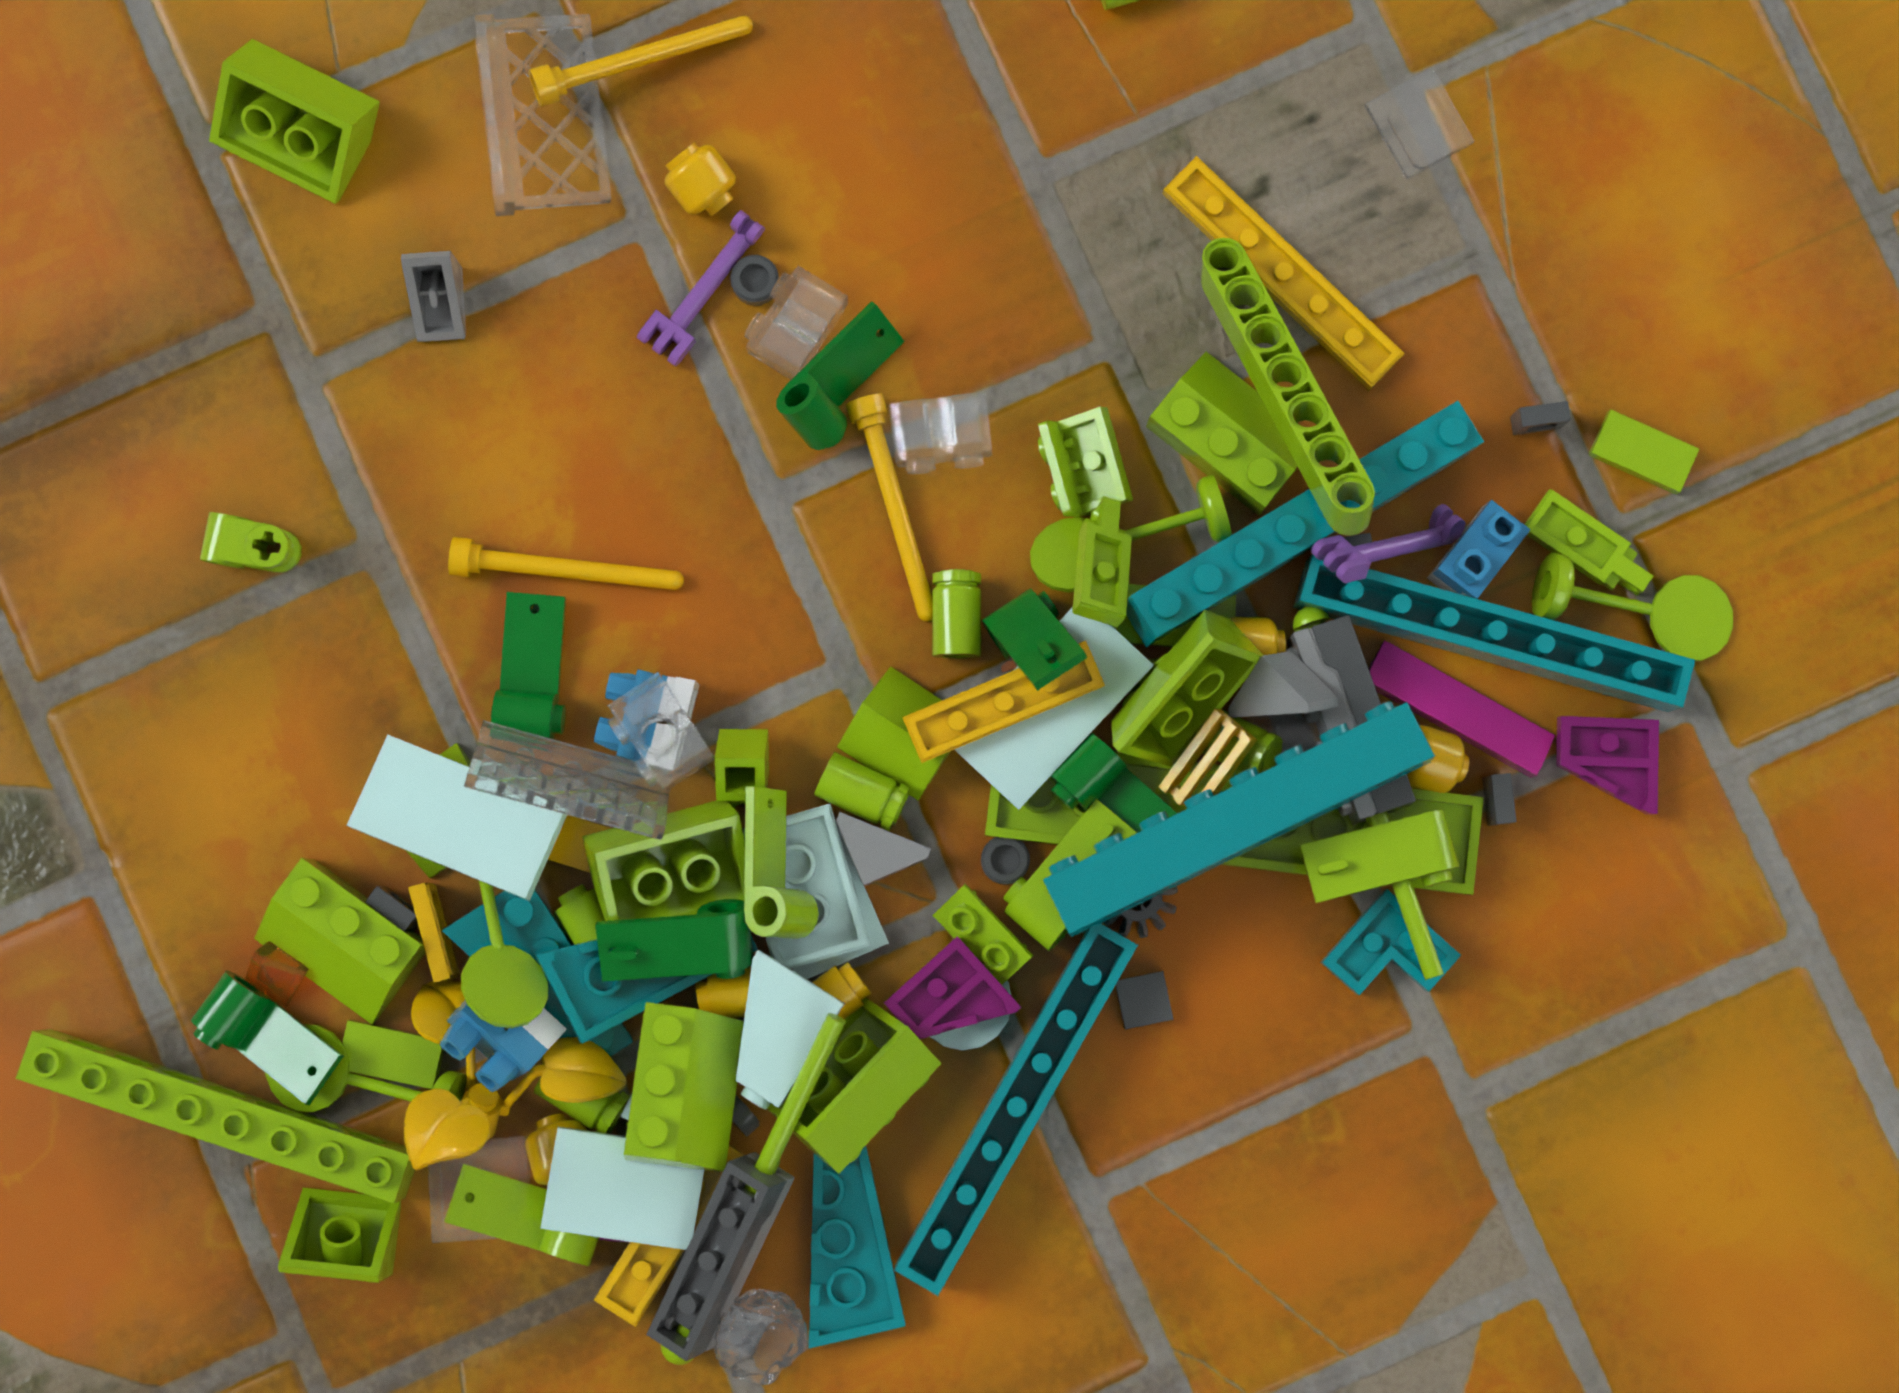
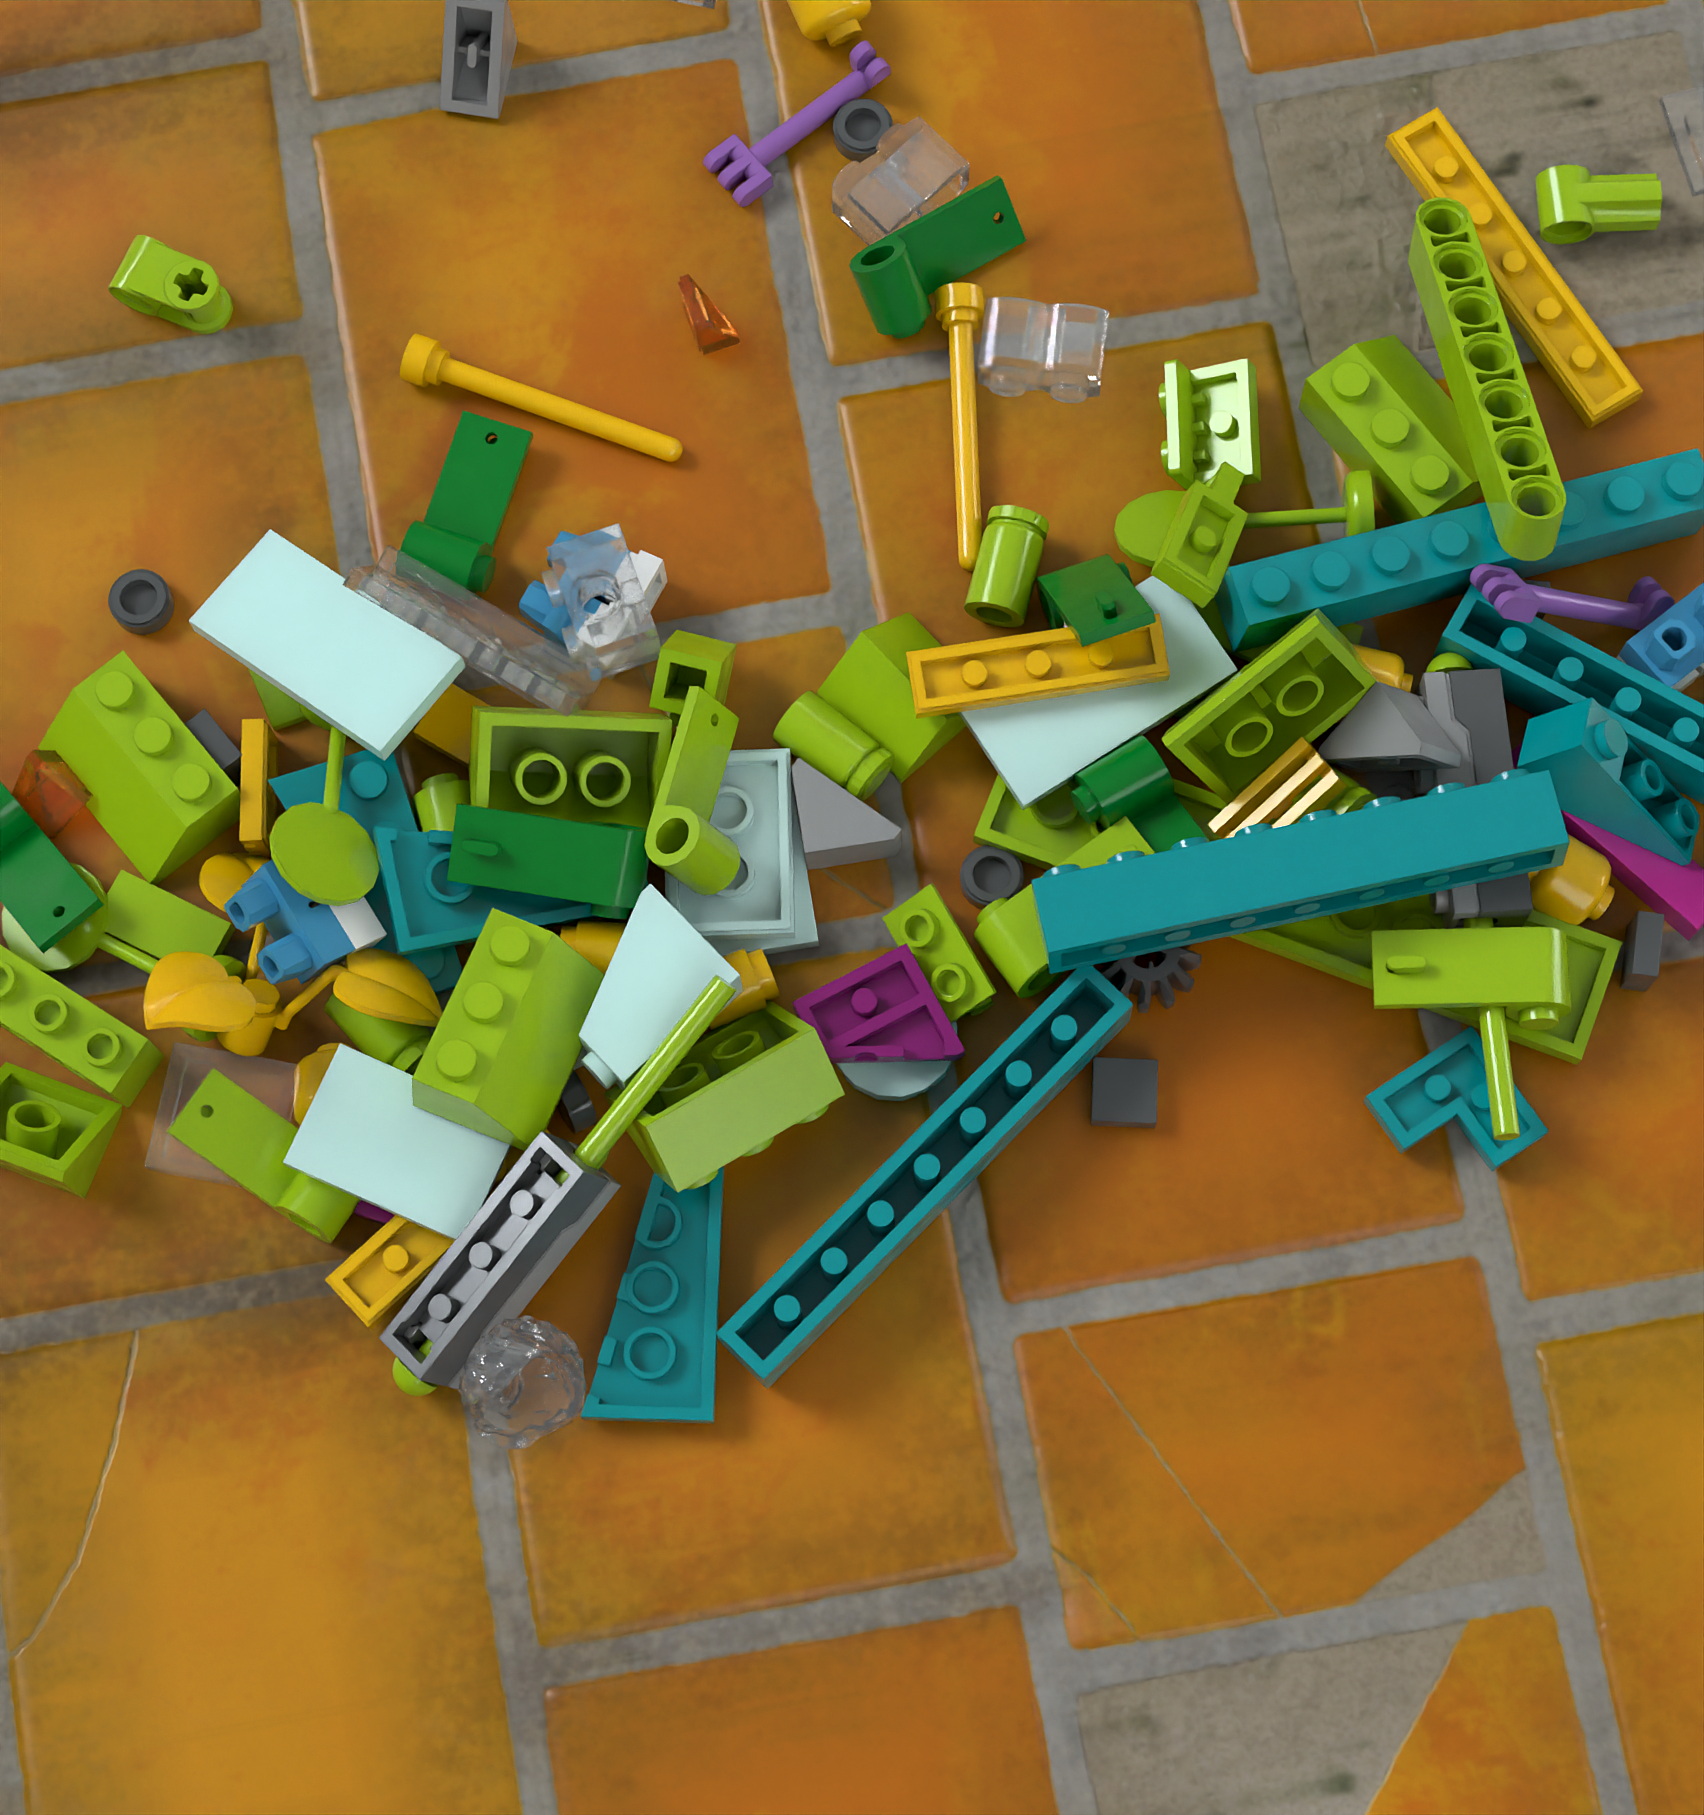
camera: 20 degrees right, 10 degrees down
(299, 803) = (141, 602): none -> dark grey tile
(676, 472) = (707, 323): none -> clear orange slope
(1323, 211) = (1578, 204): none -> lime piece
(1446, 679) = (1609, 779): none -> teal slope

